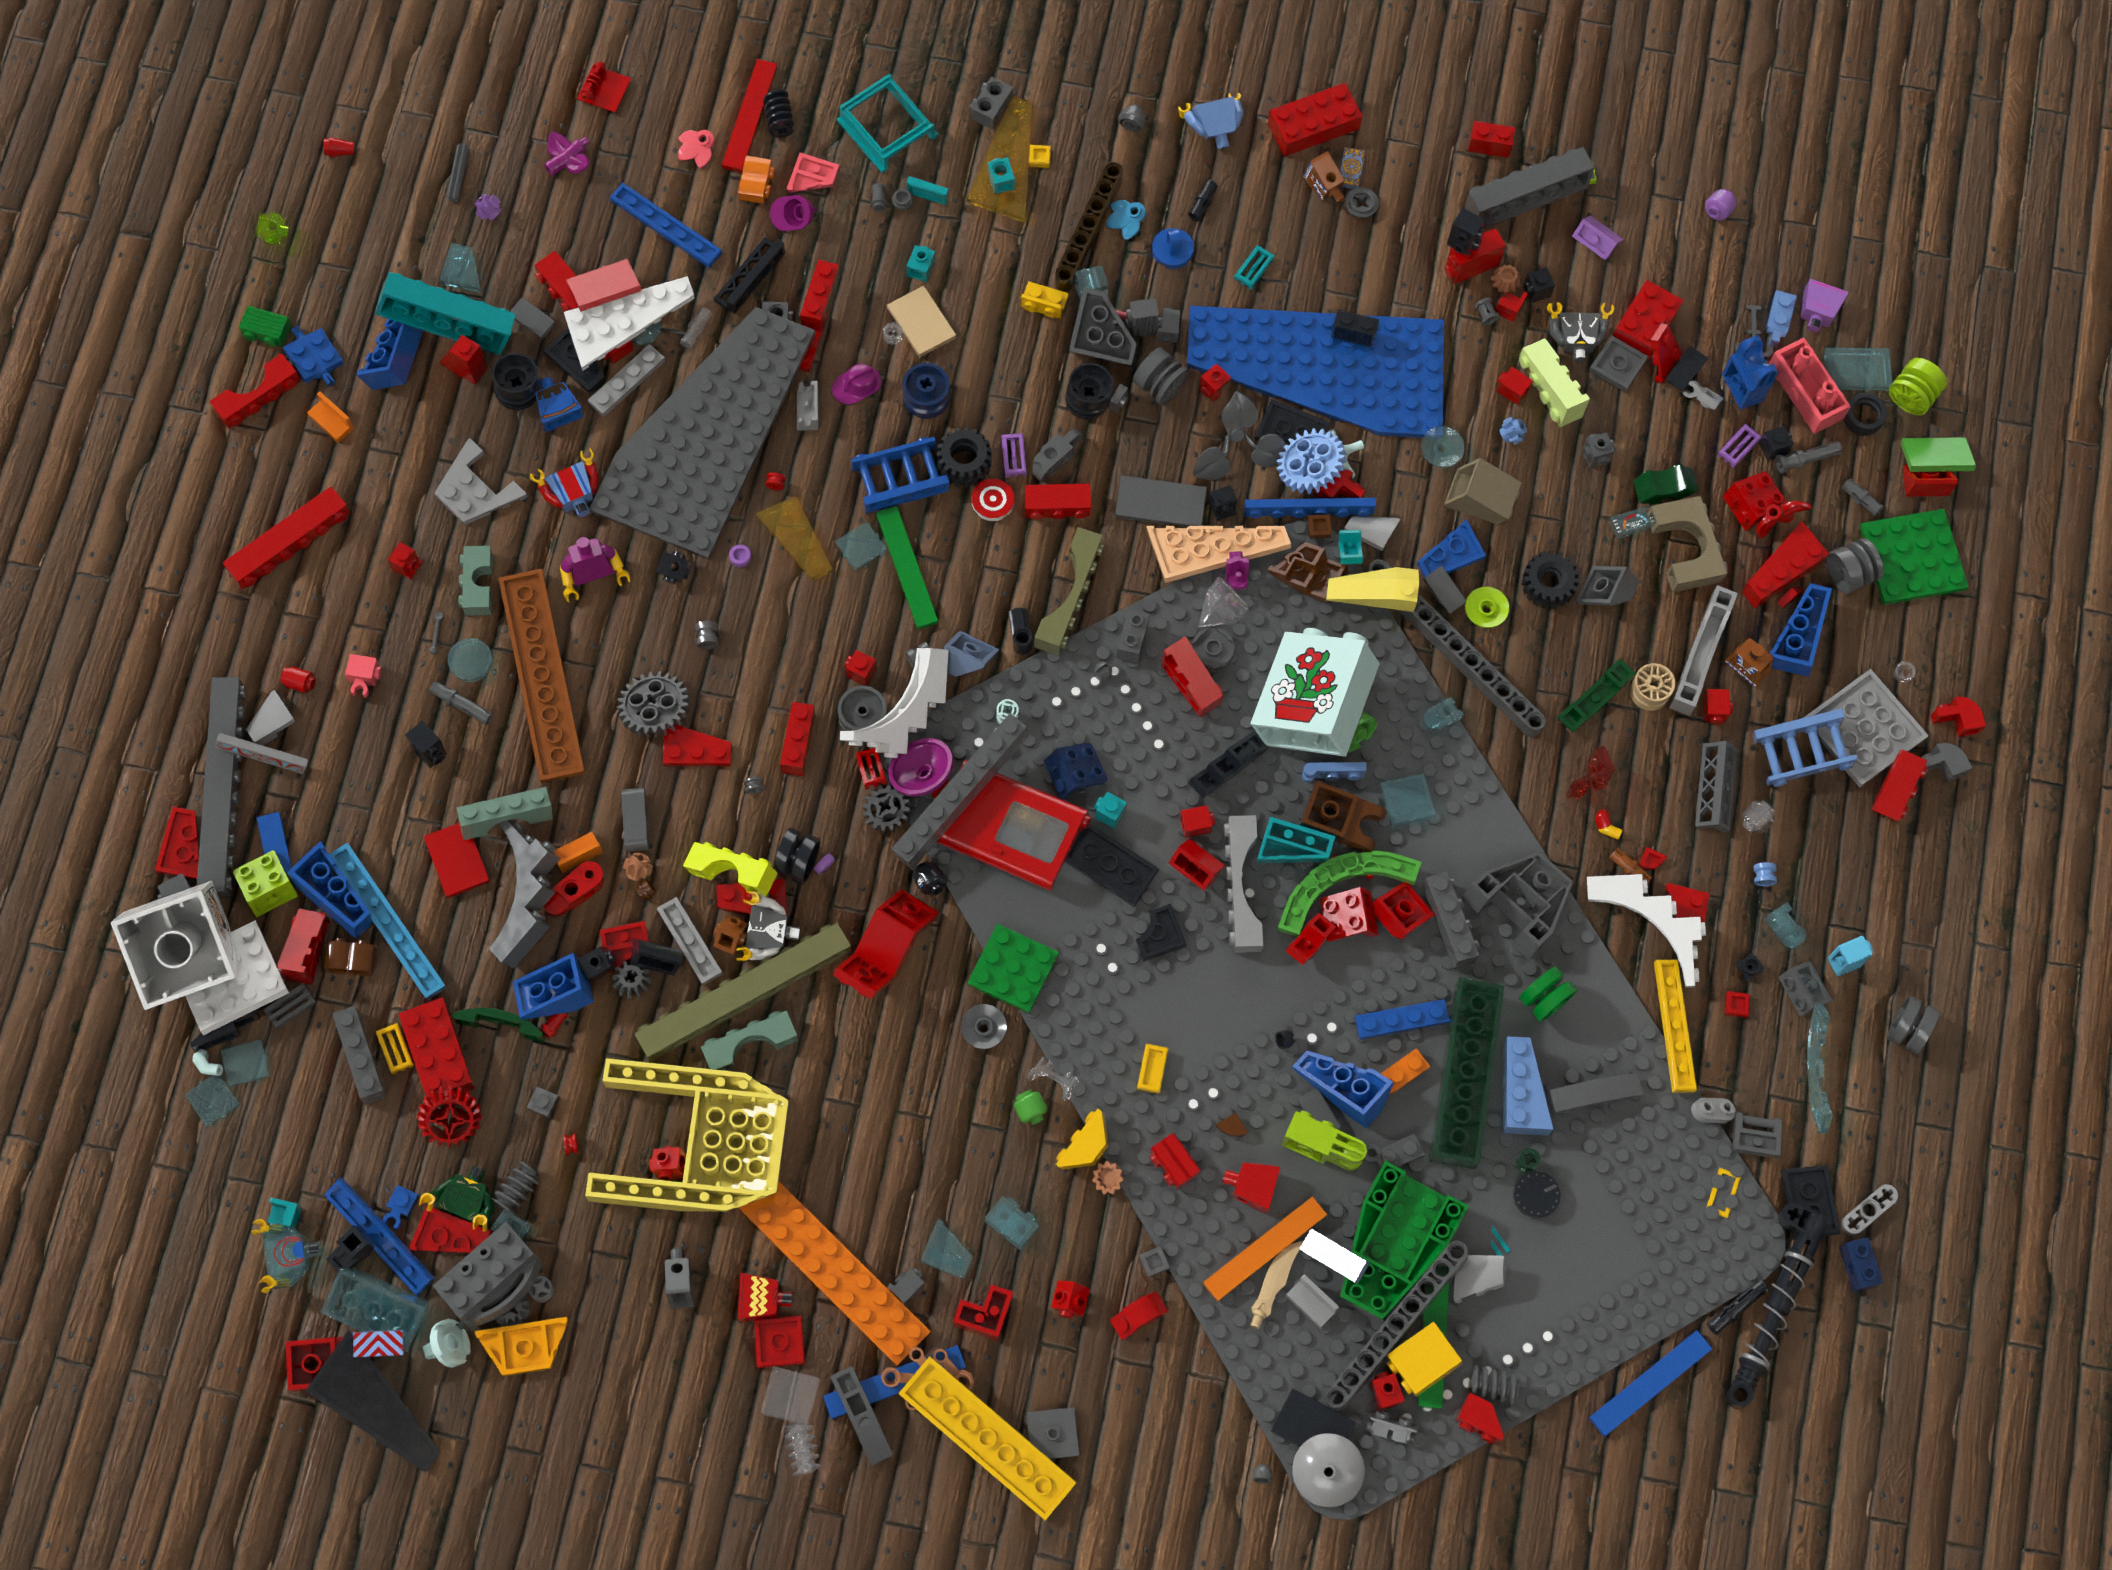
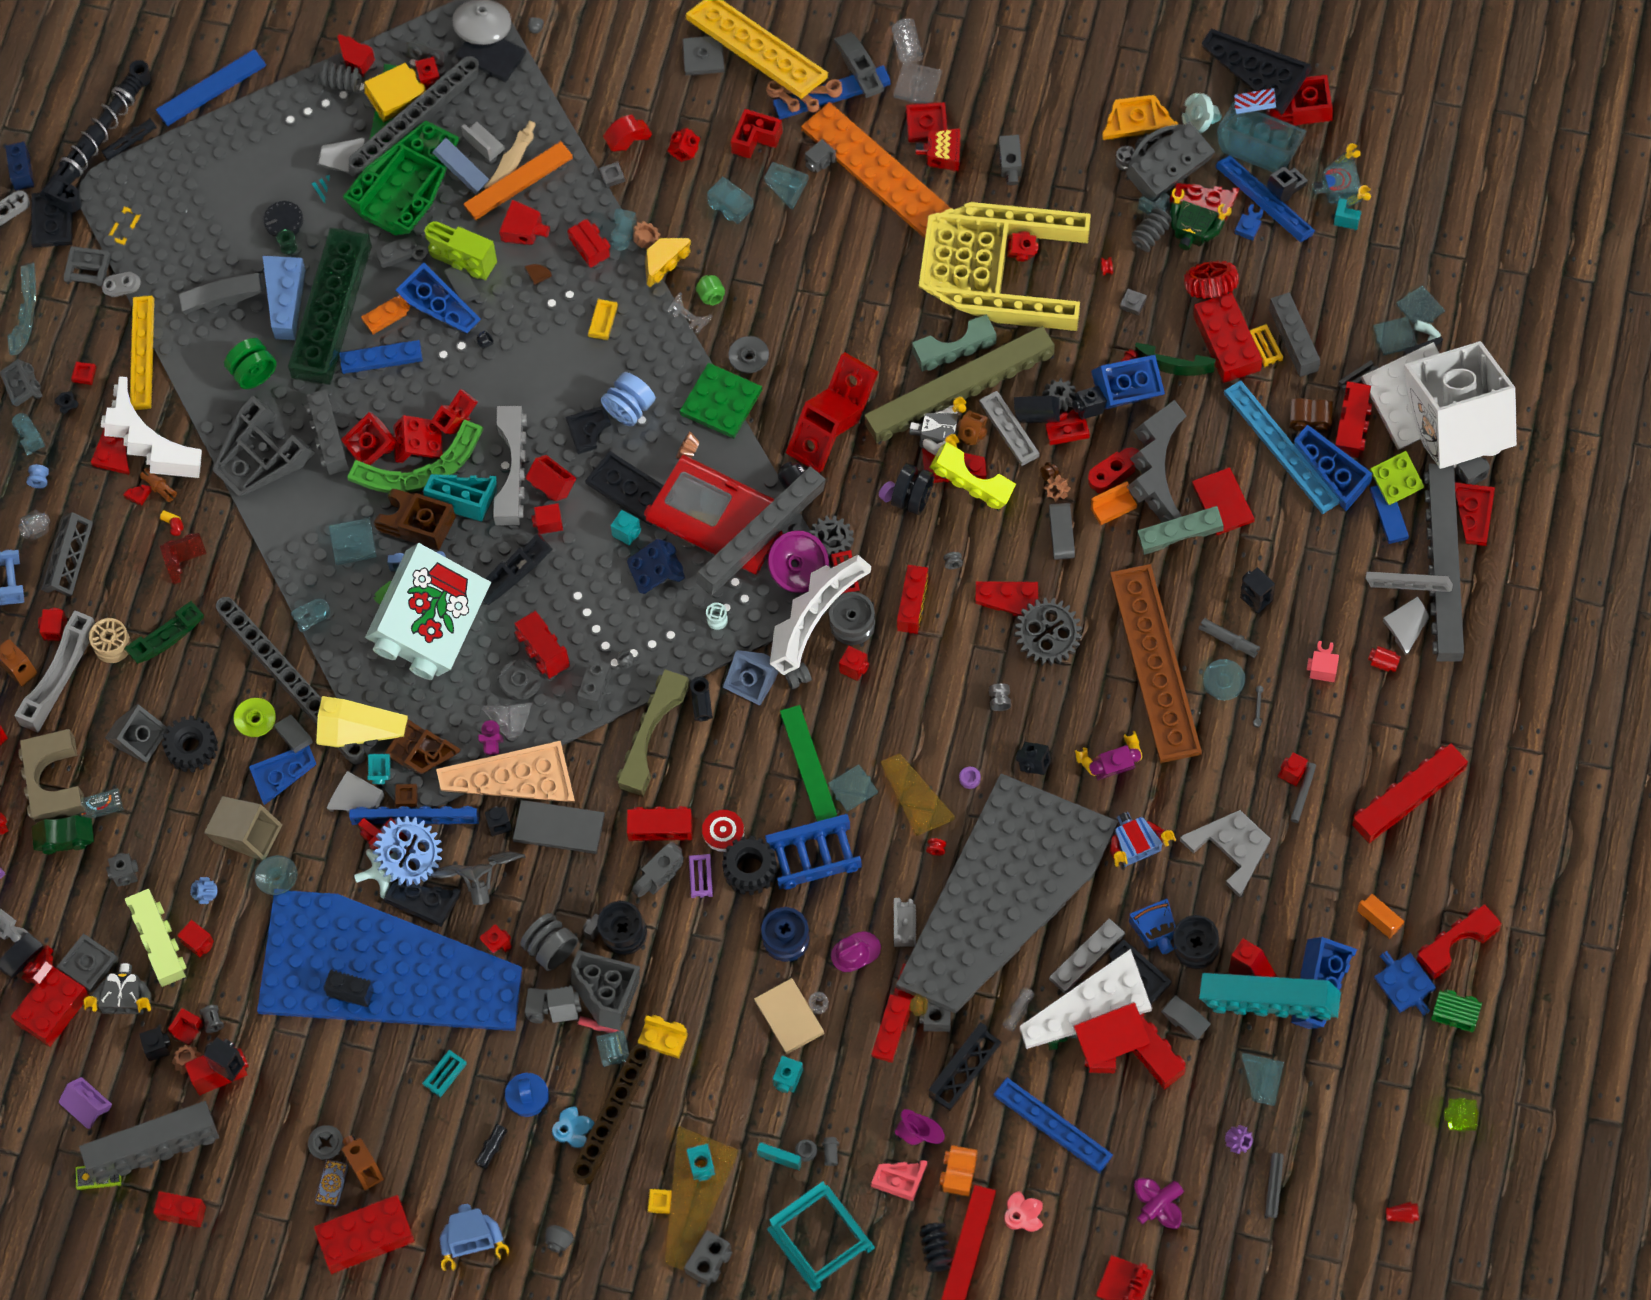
camera: 170 degrees left, 5 degrees down
(398, 538) = (1303, 792): none -> dark grey bar
(475, 563) = (1222, 732): sand green arch -> none
(792, 312) = (919, 1005): none -> clear yellow plate
(1047, 905) = (688, 446): none -> nougat piece
(1116, 954) = (628, 399): none -> light blue wheel
(1137, 1172) = (623, 232): none -> clear light blue leg

